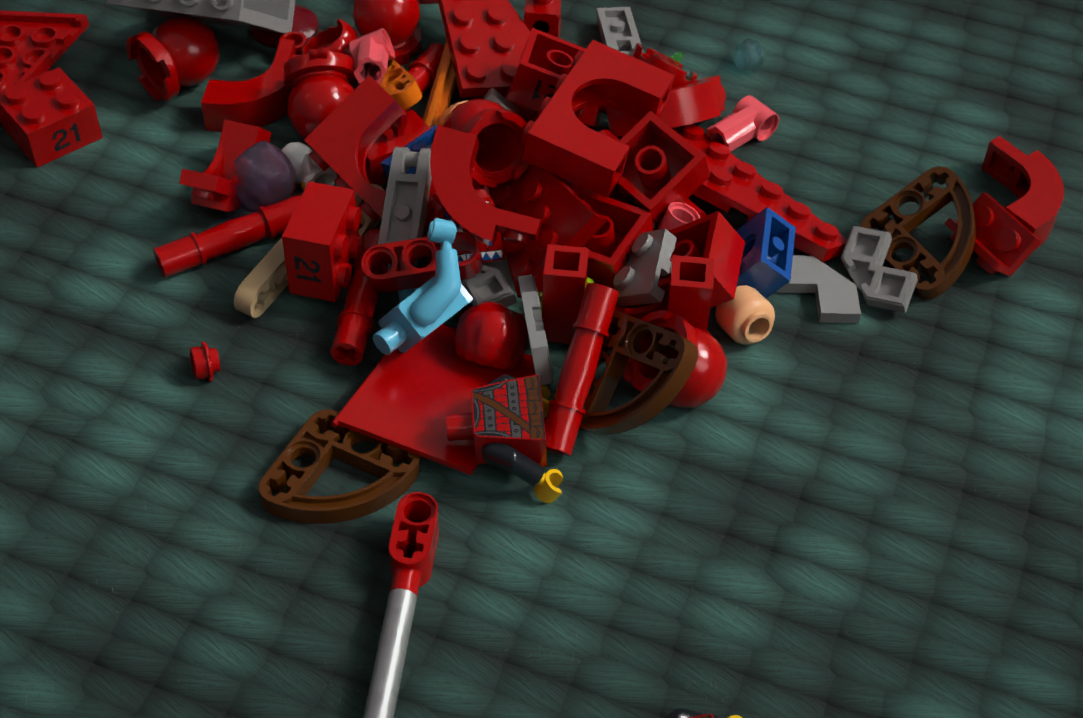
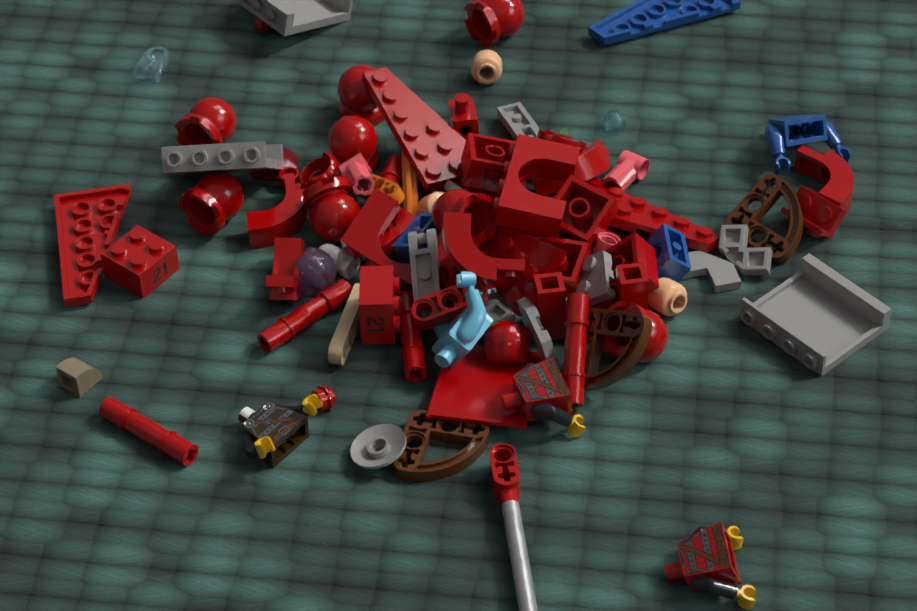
camera: 10 degrees left, 5 degrees down
(113, 395) = (276, 429): none -> torso
(246, 454) = (378, 446): none -> light grey dish
(961, 392) = (817, 316): none -> light grey panel
(1000, 115) = (800, 130): none -> blue torso

